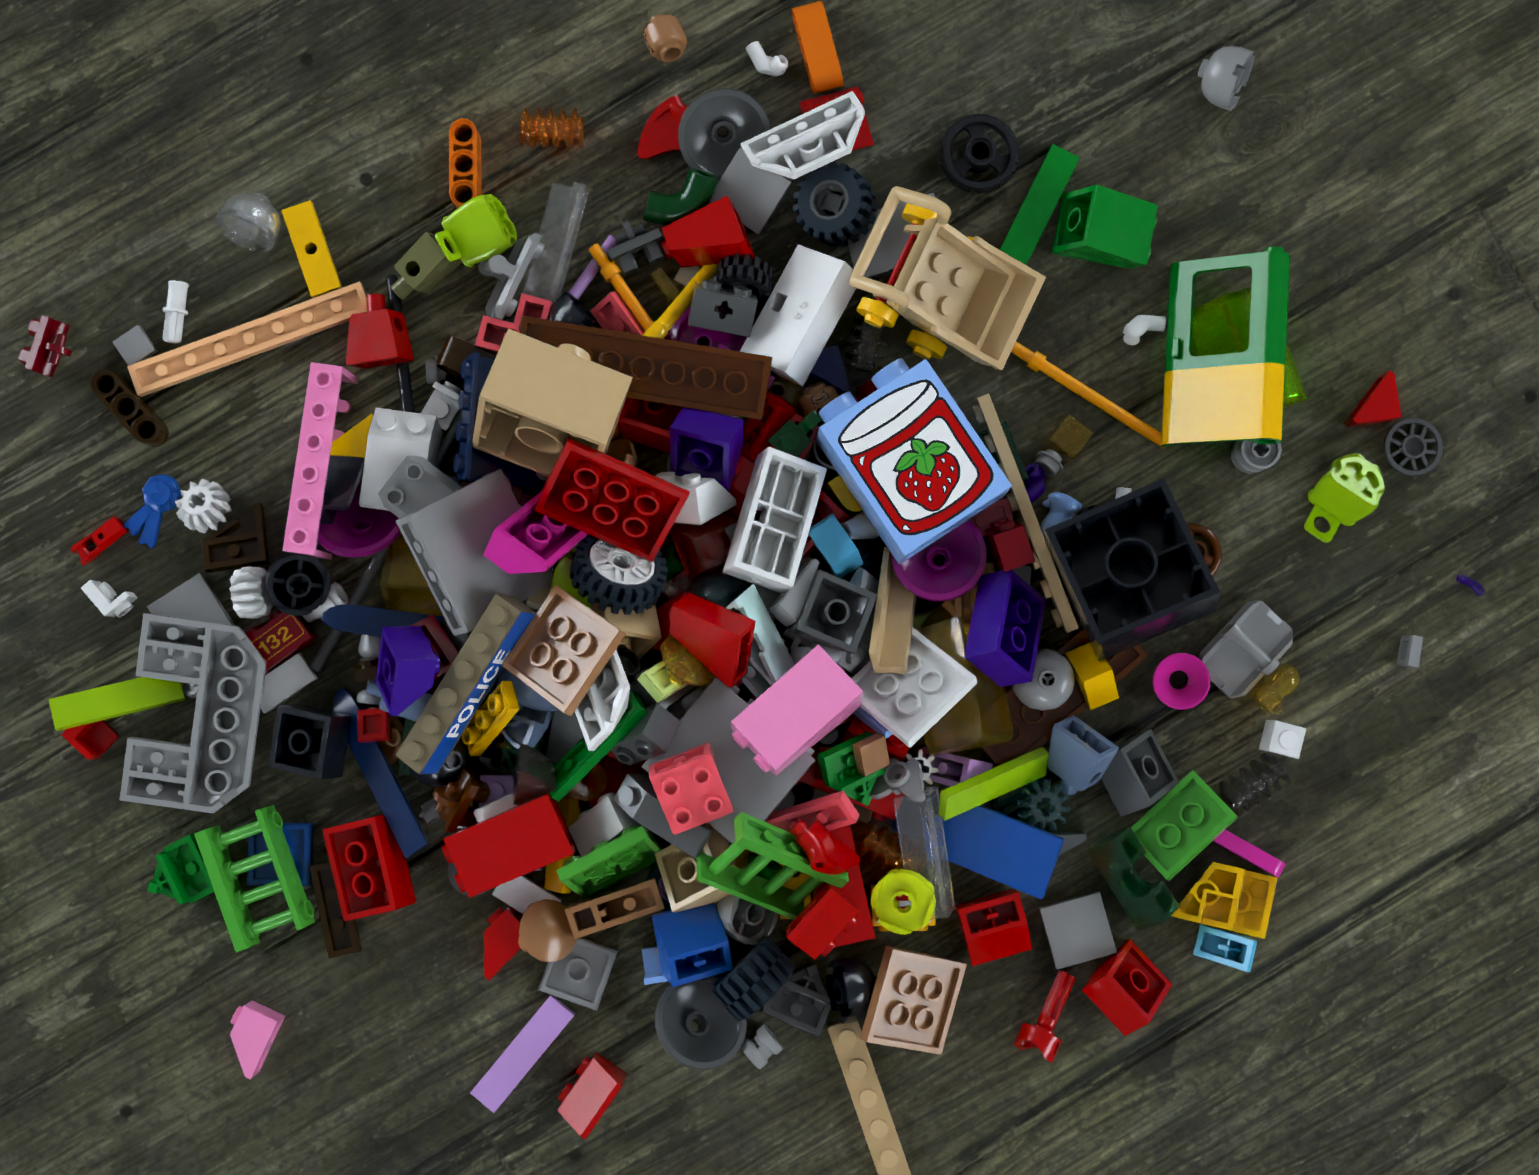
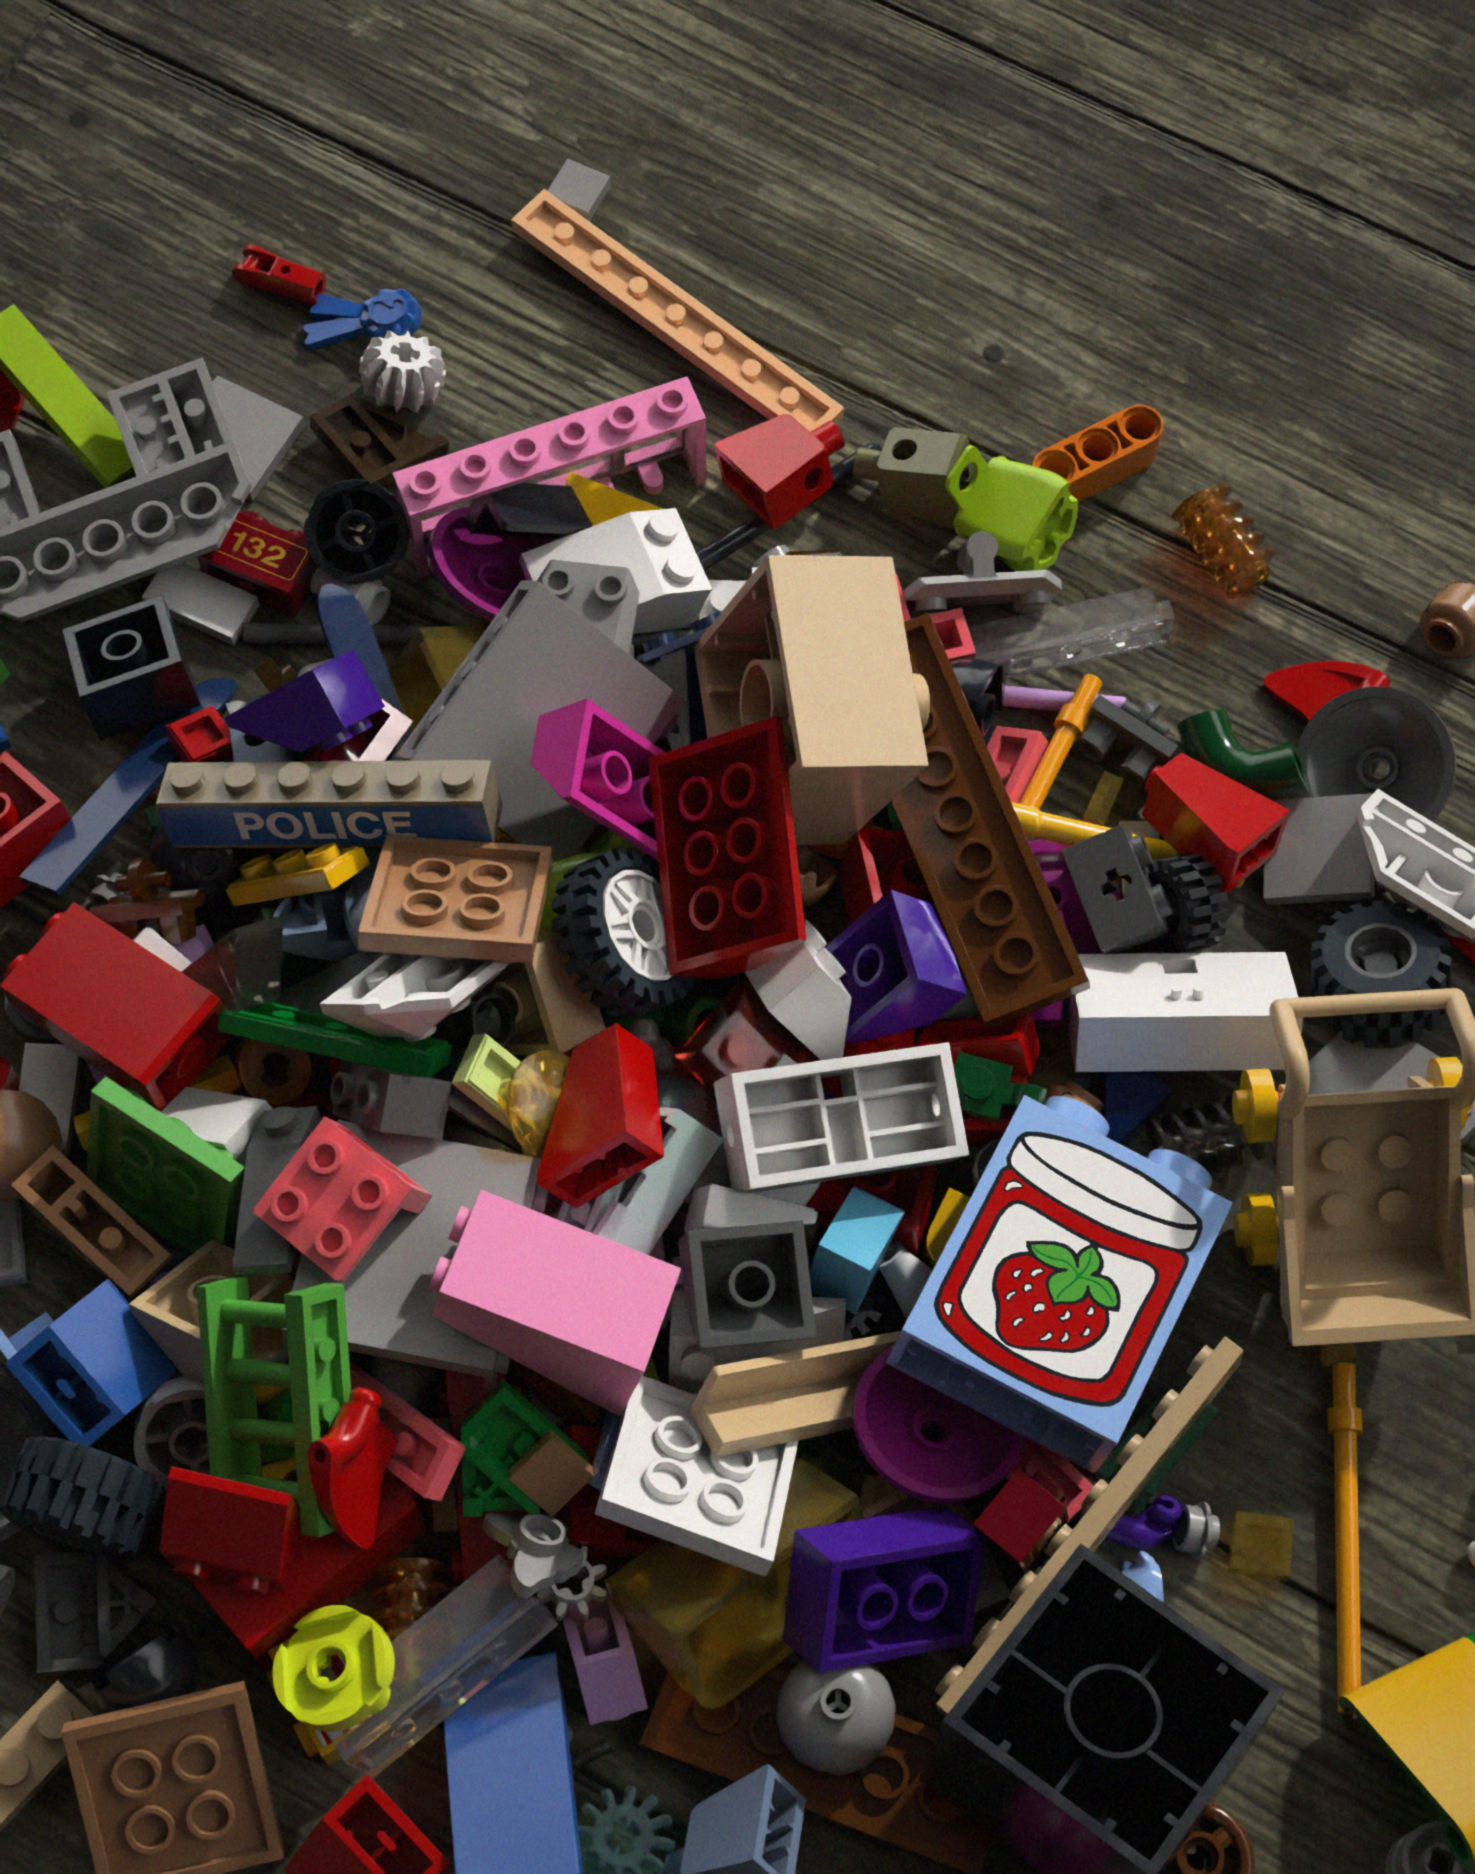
camera: 60 degrees right, 20 degrees down
(47, 346) = (513, 85): dark red hips -> none
(103, 598) = (199, 321): white bracket -> none
(118, 399) = (476, 236): dark brown beam -> none
(175, 311) = (656, 211): white axle -> none
(249, 221) = (840, 232): clear cylinder -> none
(249, 593) = (302, 480): white gear -> none
(306, 233) = (851, 328): yellow tile -> none
(993, 783) = (614, 1718): lime tile -> none
(1093, 676) = (884, 1797): yellow slope -> none

